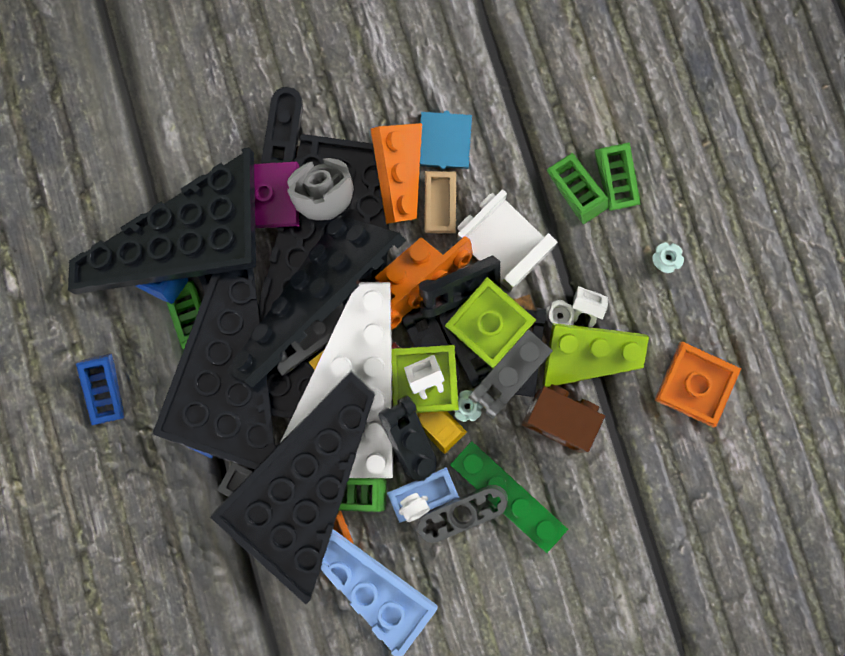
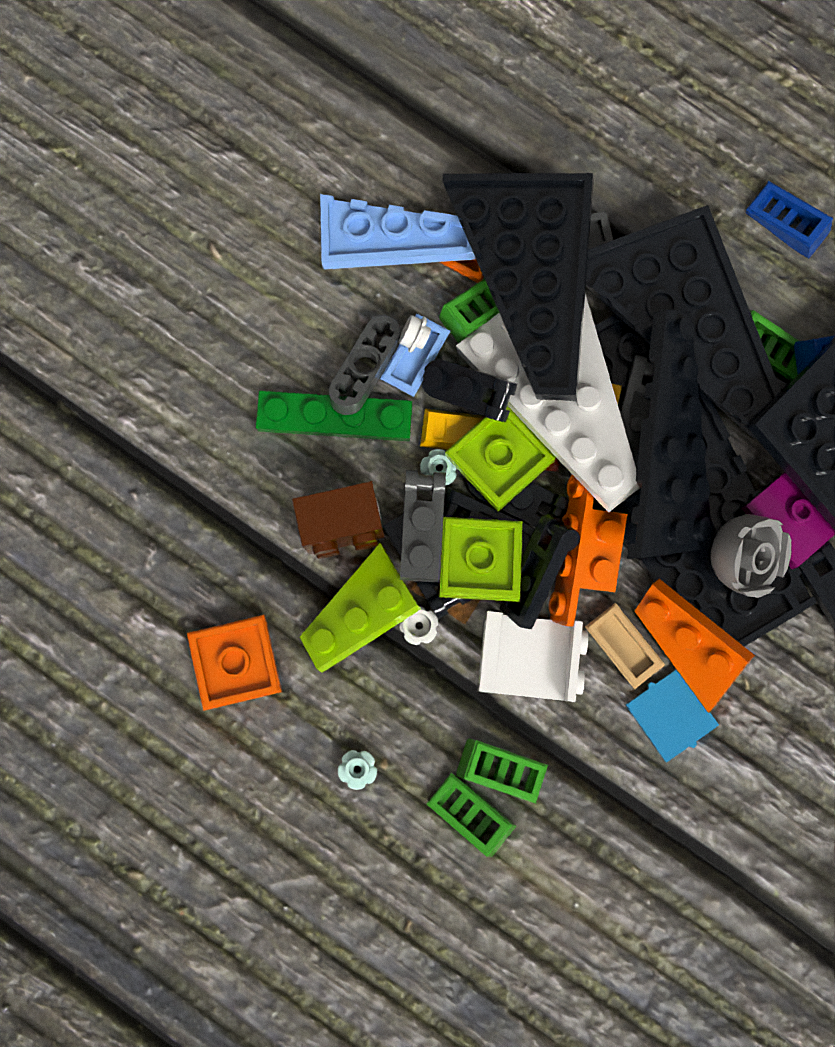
camera: 140 degrees right, 0 degrees up
(424, 375) = (503, 453): white tile -> none
(590, 303) = (399, 658): white tile -> none

